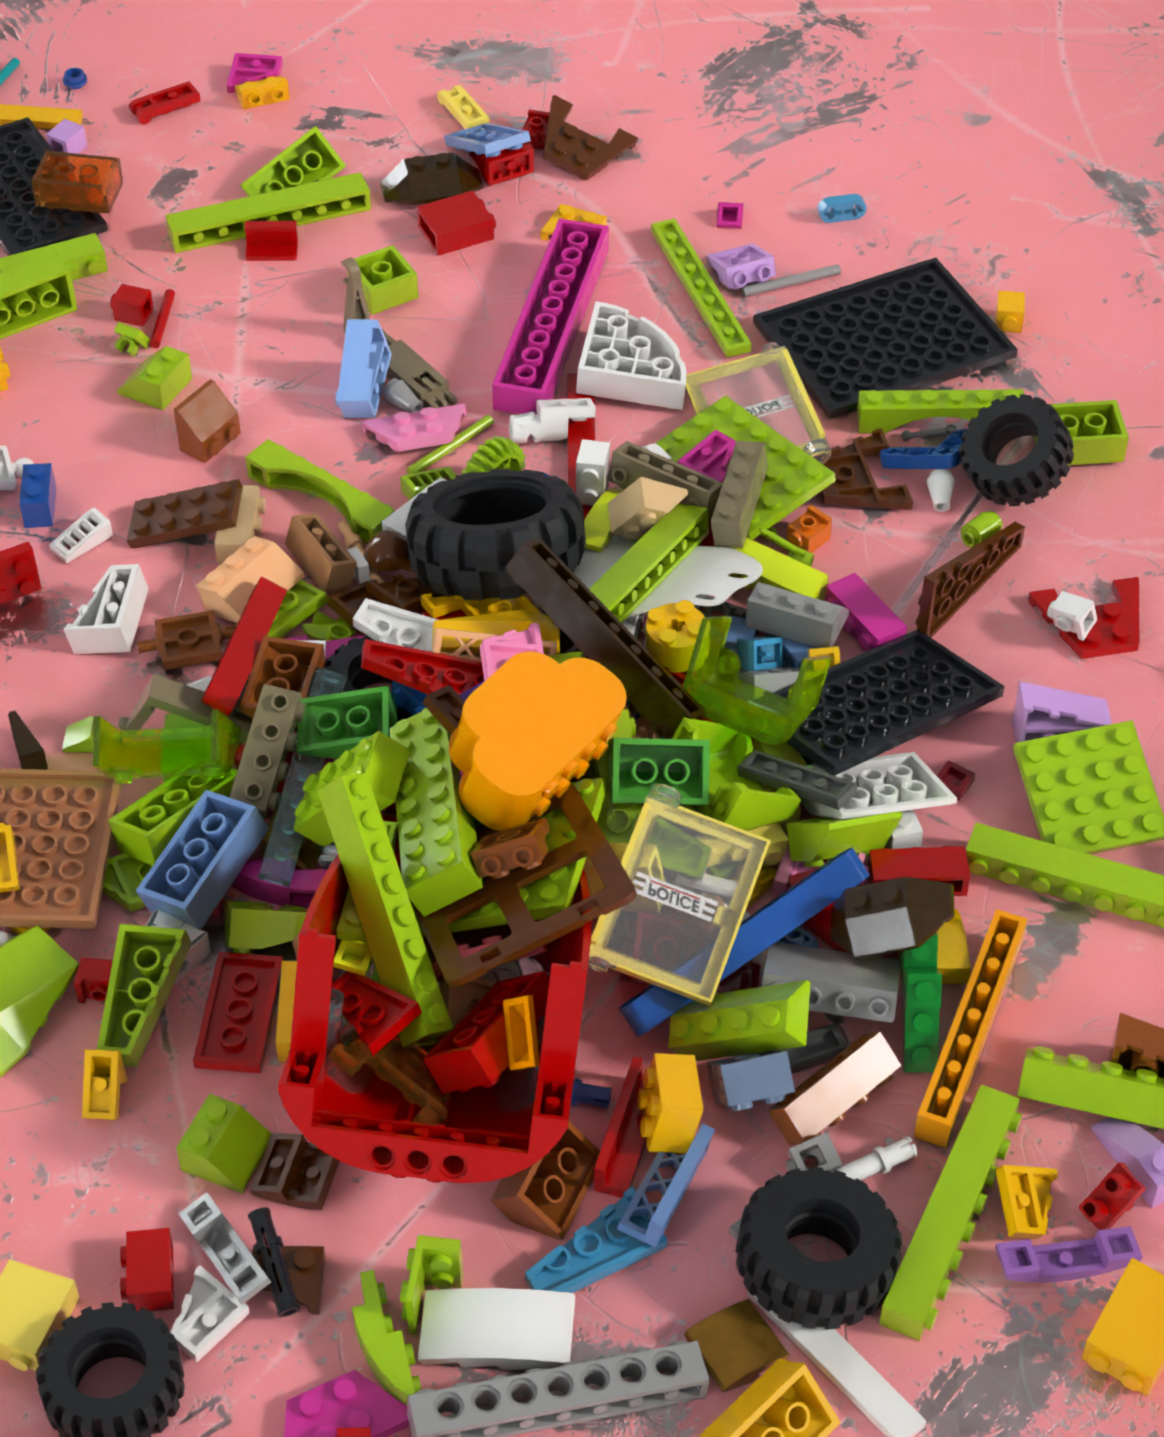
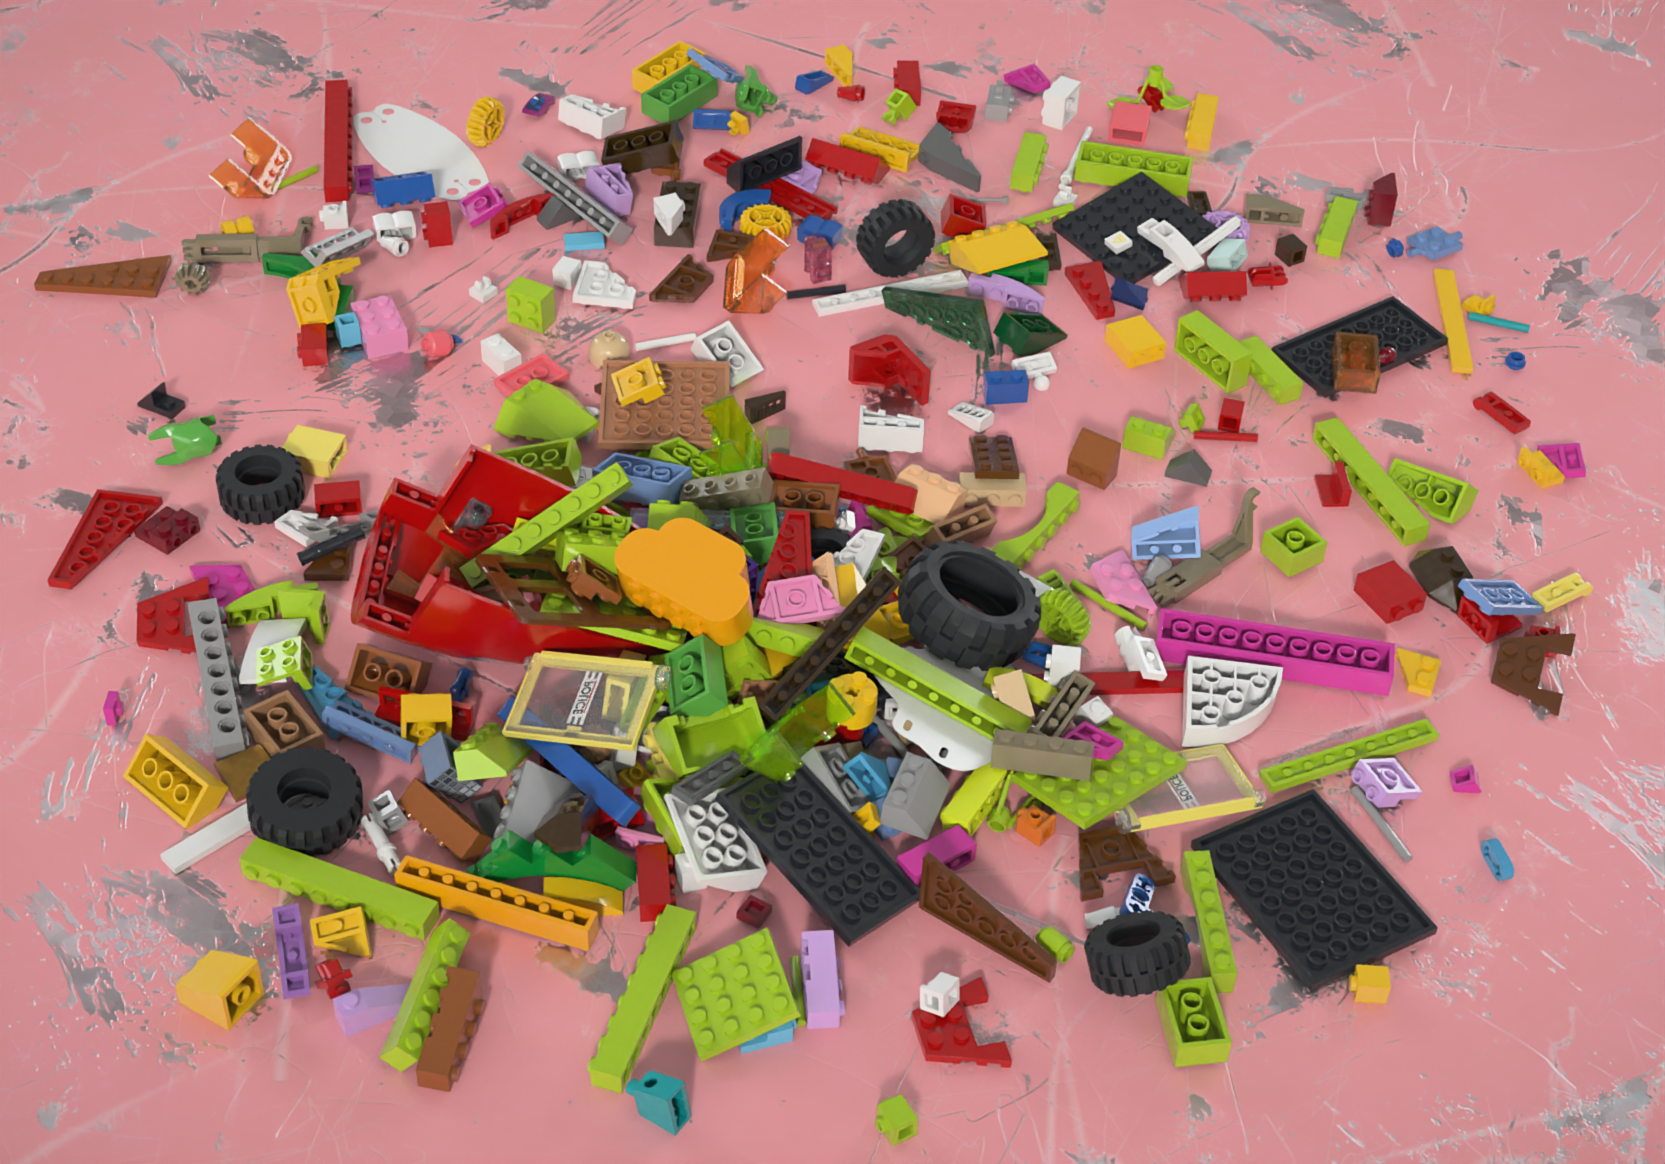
camera: 85 degrees right, 5 degrees down
(67, 137) = (1428, 362): lavender brick -> none
(220, 355) = (1189, 468): none -> dark grey slope
(547, 1298) = (285, 660): none -> lime bracket
(670, 1292) = (282, 725): none -> medium nougat brick
(907, 435) = (1180, 902): dark grey hinge -> none

